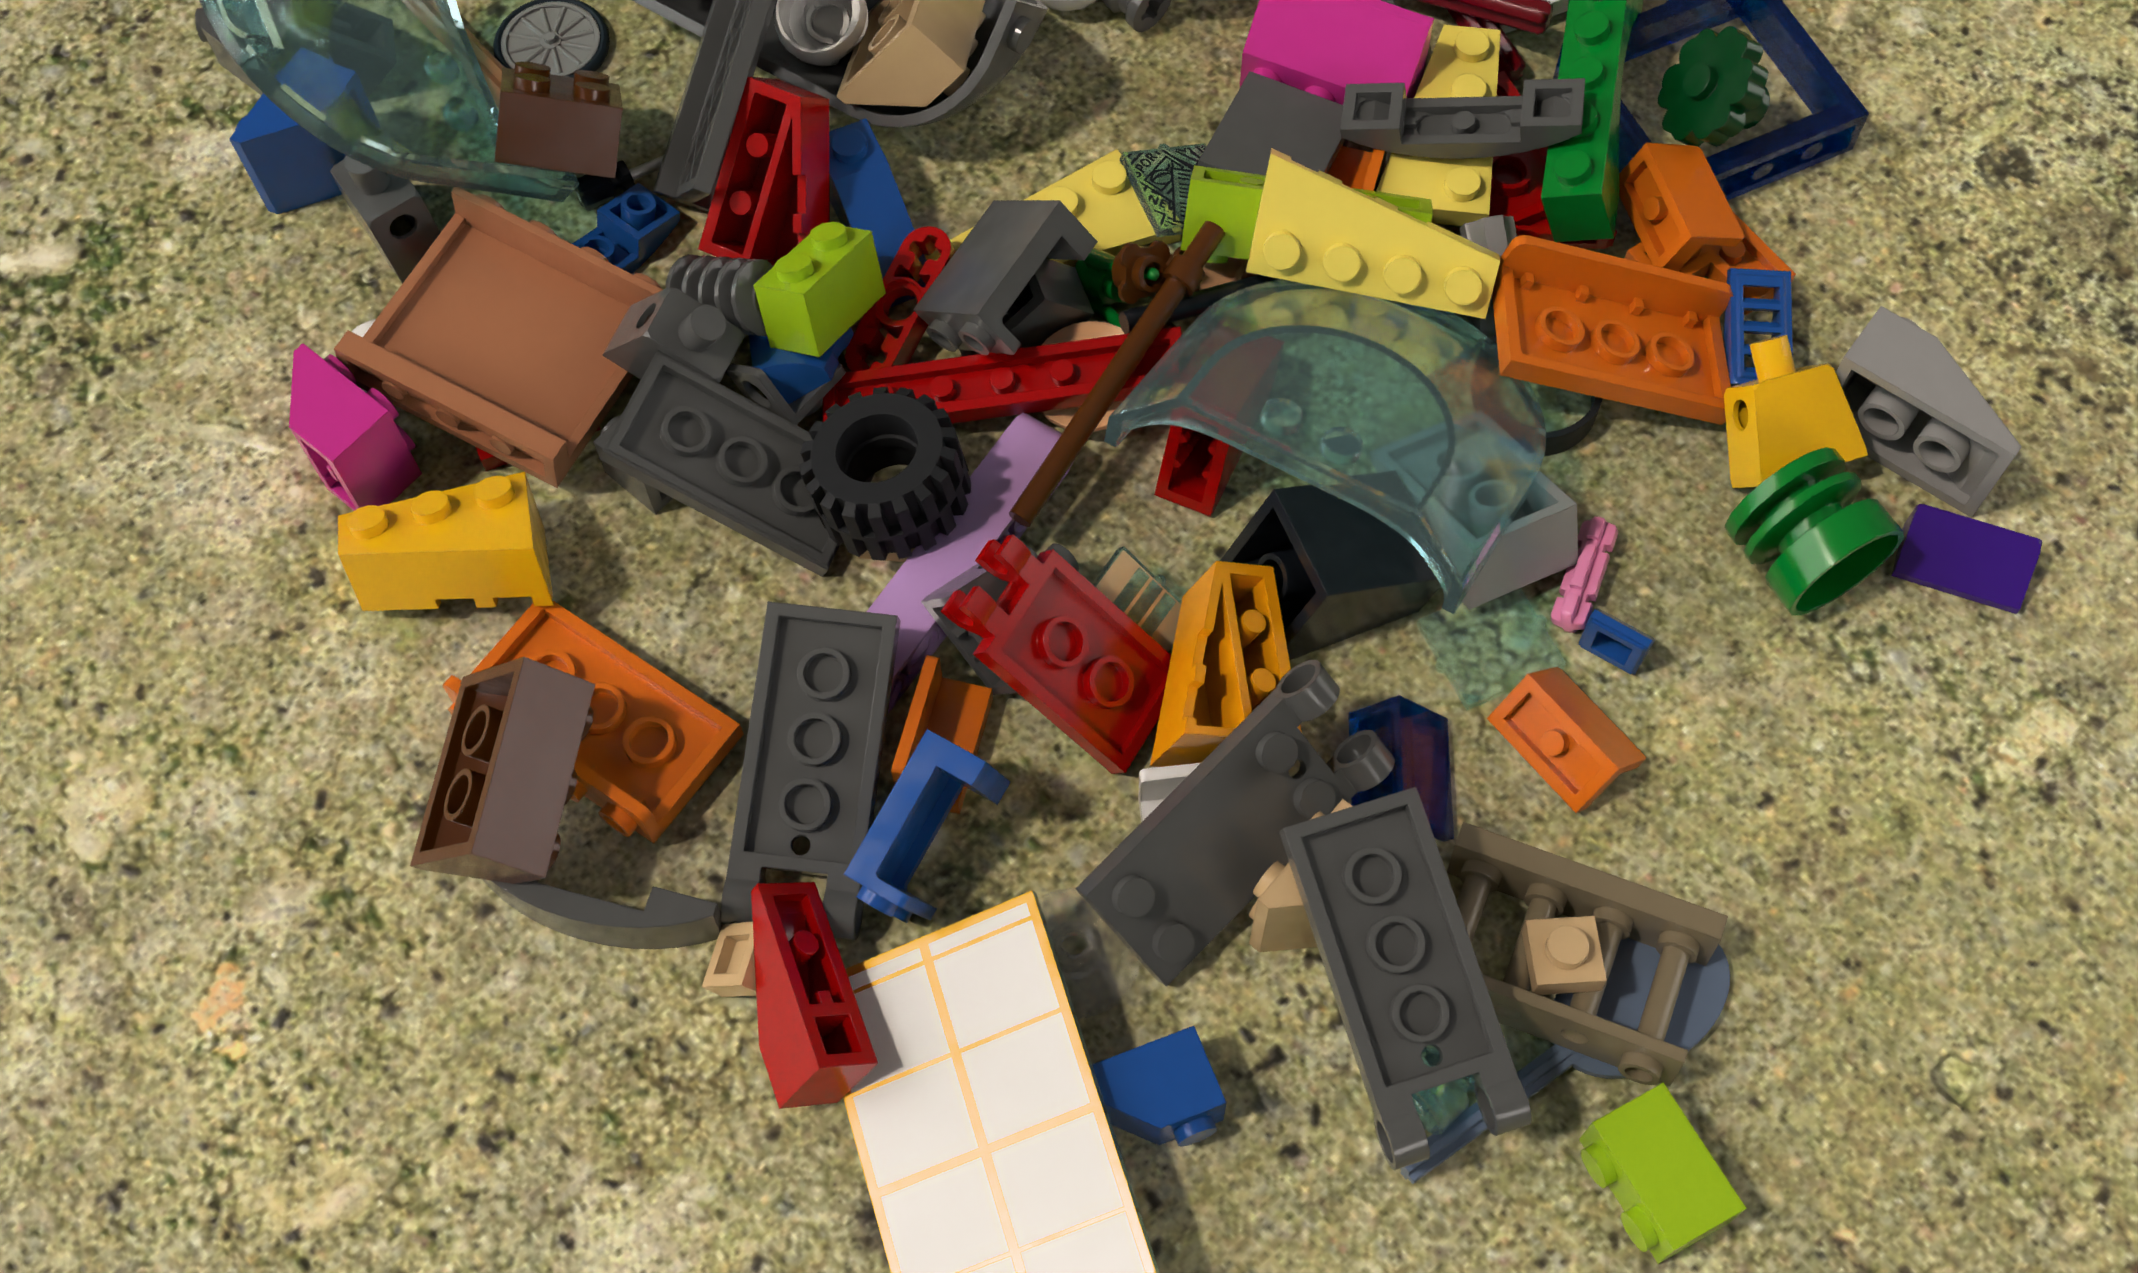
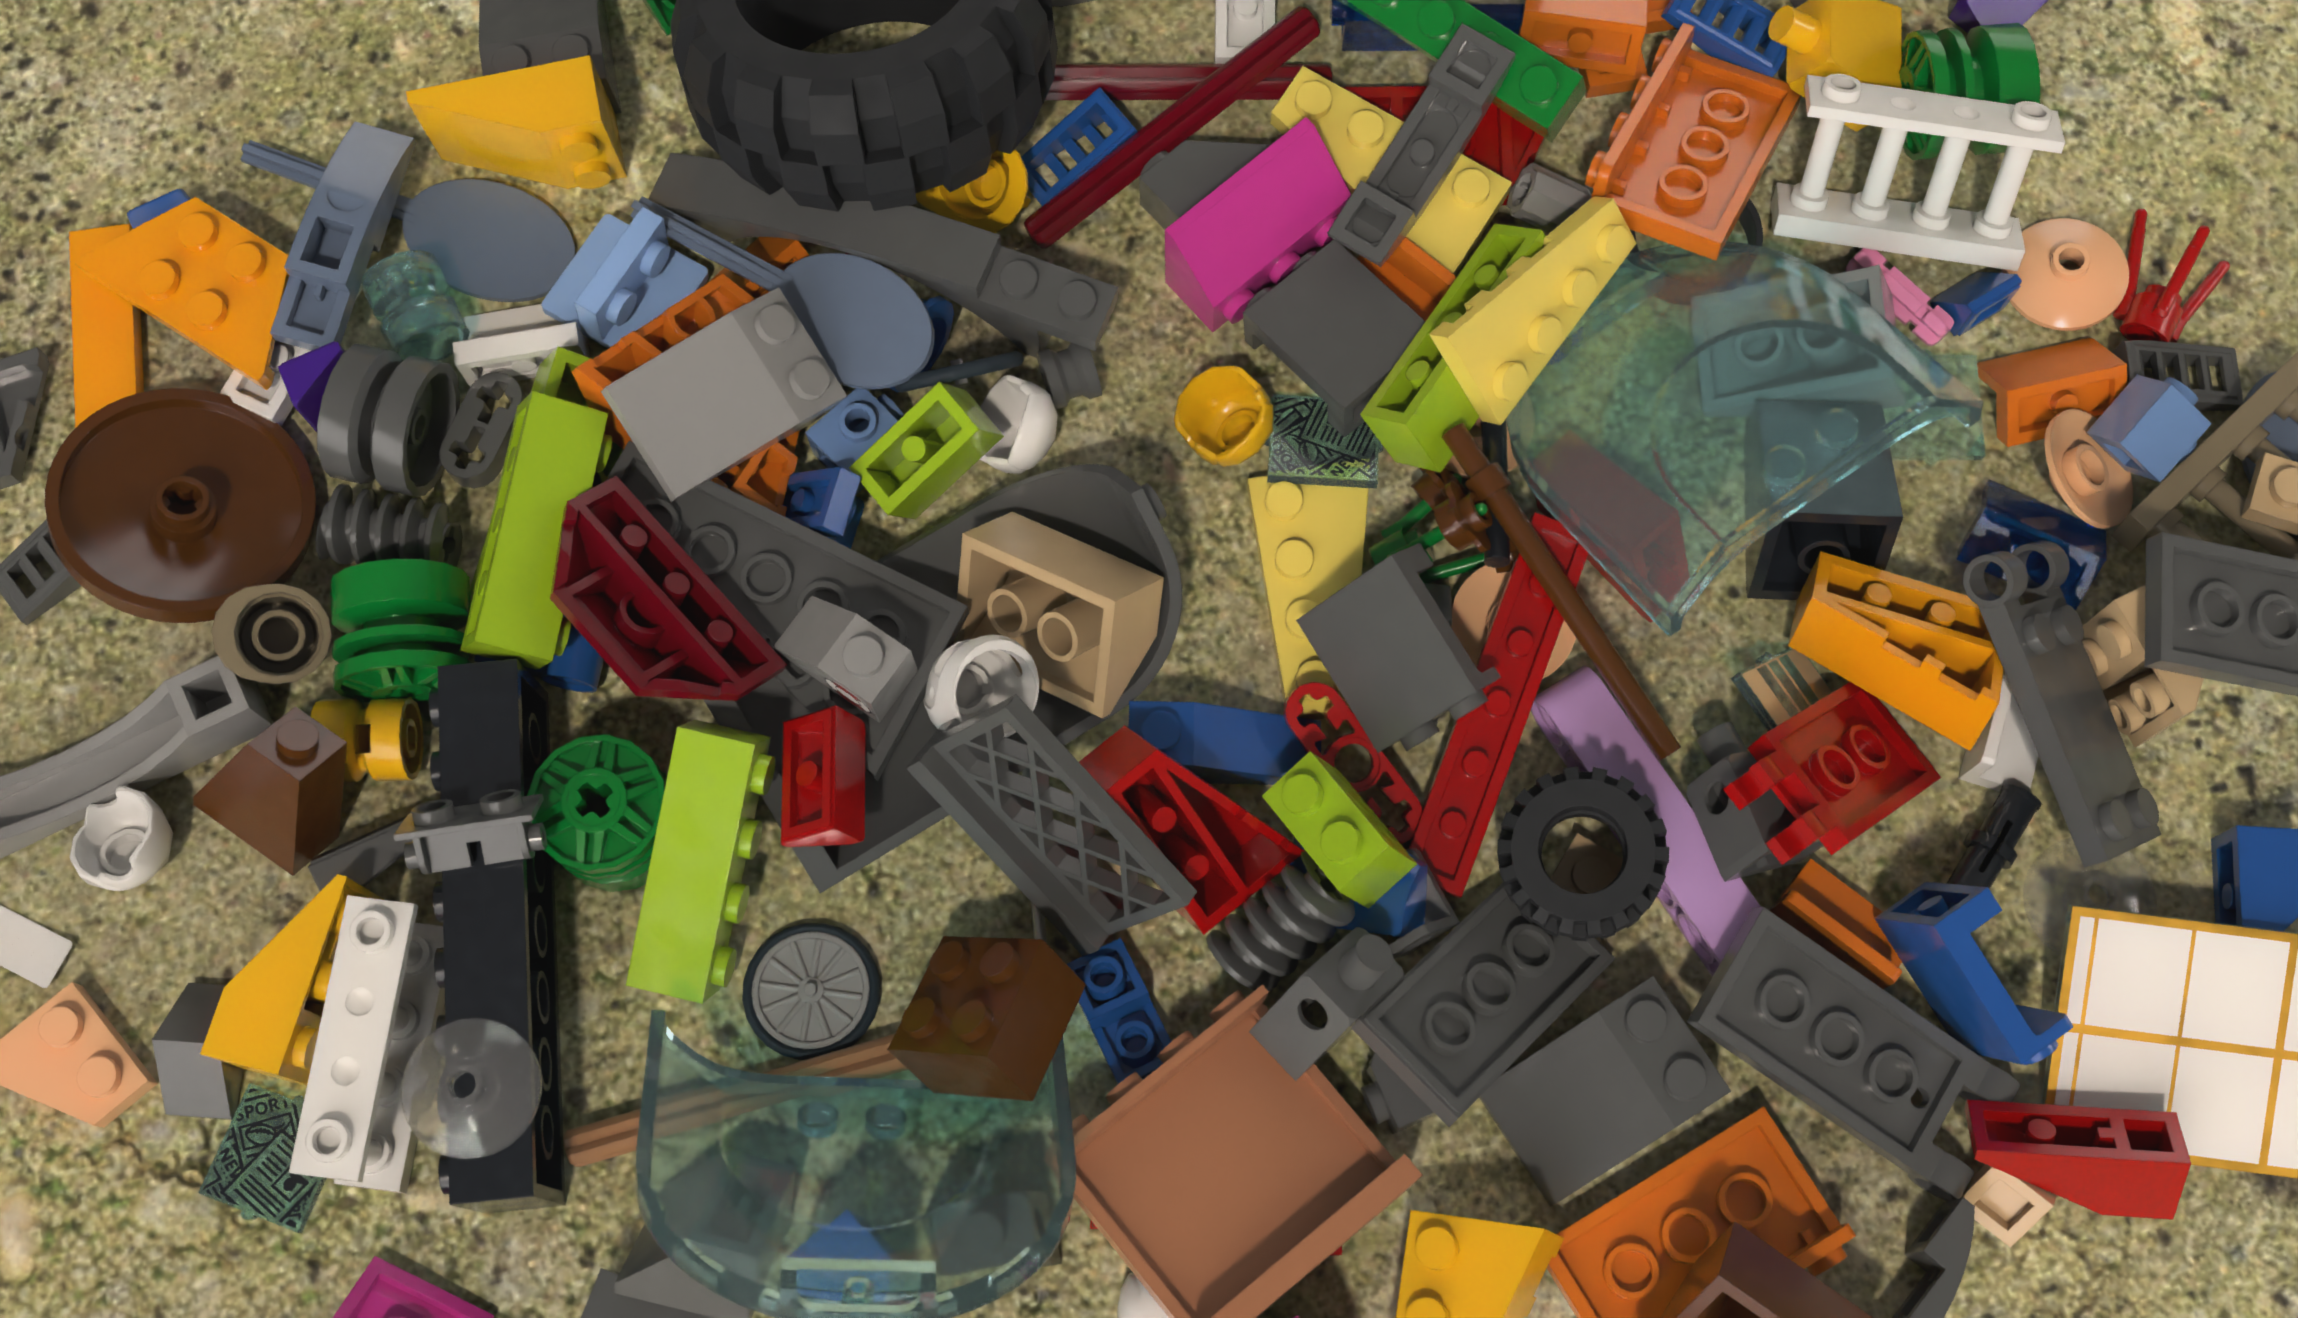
camera: 65 degrees left, 10 degrees up
(701, 600) = (1603, 1091): none -> dark grey slope
(1065, 834) = (1994, 850): none -> black pin
(1158, 107) = (1224, 415): none -> yellow hair
(1523, 781) = (2085, 473): none -> light nougat dish
(1565, 812) = (2150, 426): none -> medium blue brick
(1642, 521) = (1923, 227): none -> white fence
(1668, 833) = (2180, 356): none -> dark grey slope
(1692, 730) = (2066, 297): none -> light nougat dish
(1703, 794) = (2157, 310): none -> red plant

